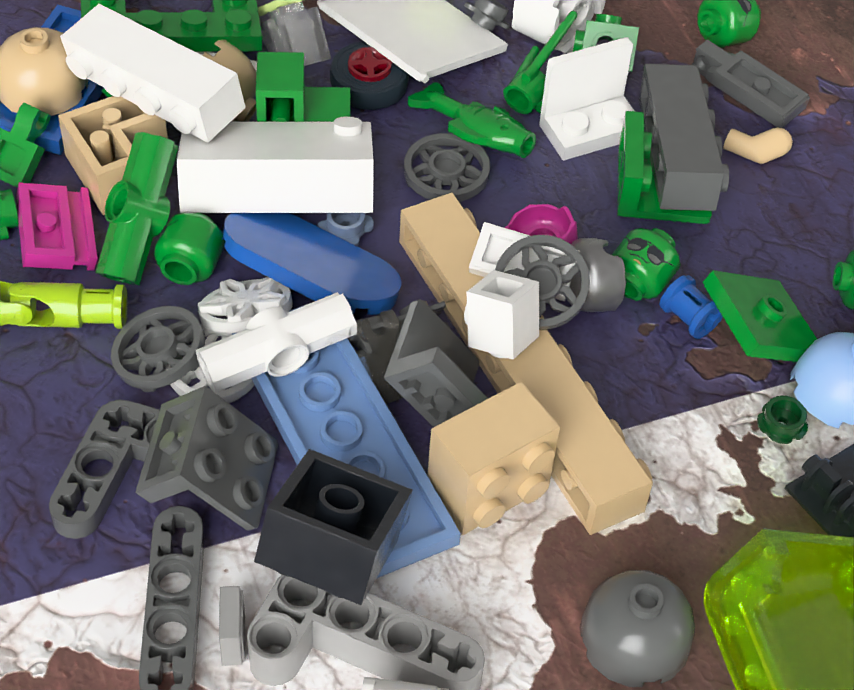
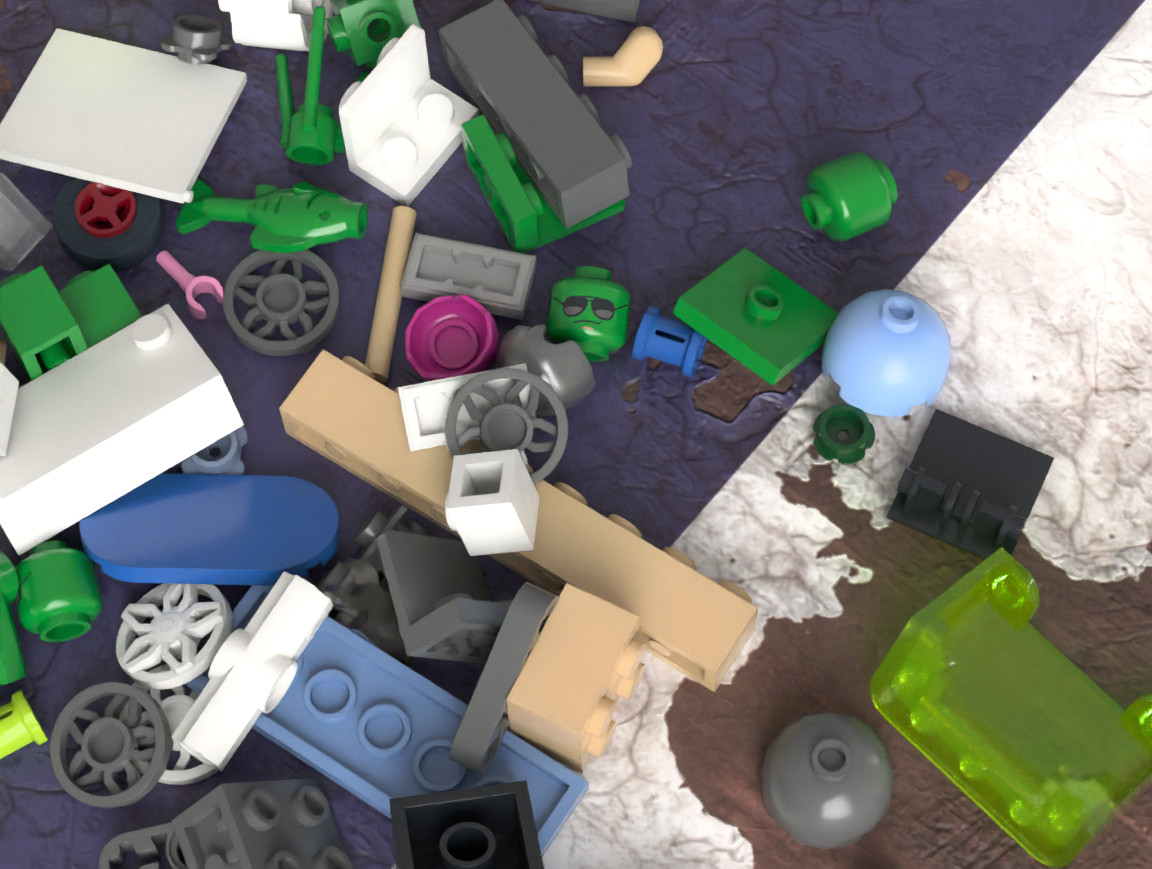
camera: 25 degrees left, 15 degrees up
(395, 133) = (190, 284): none -> bright pink hand
(407, 449) = (487, 712): none -> dark grey beam
(525, 190) = (389, 292): none -> tan bar
(593, 213) = (452, 267): none -> light grey plate

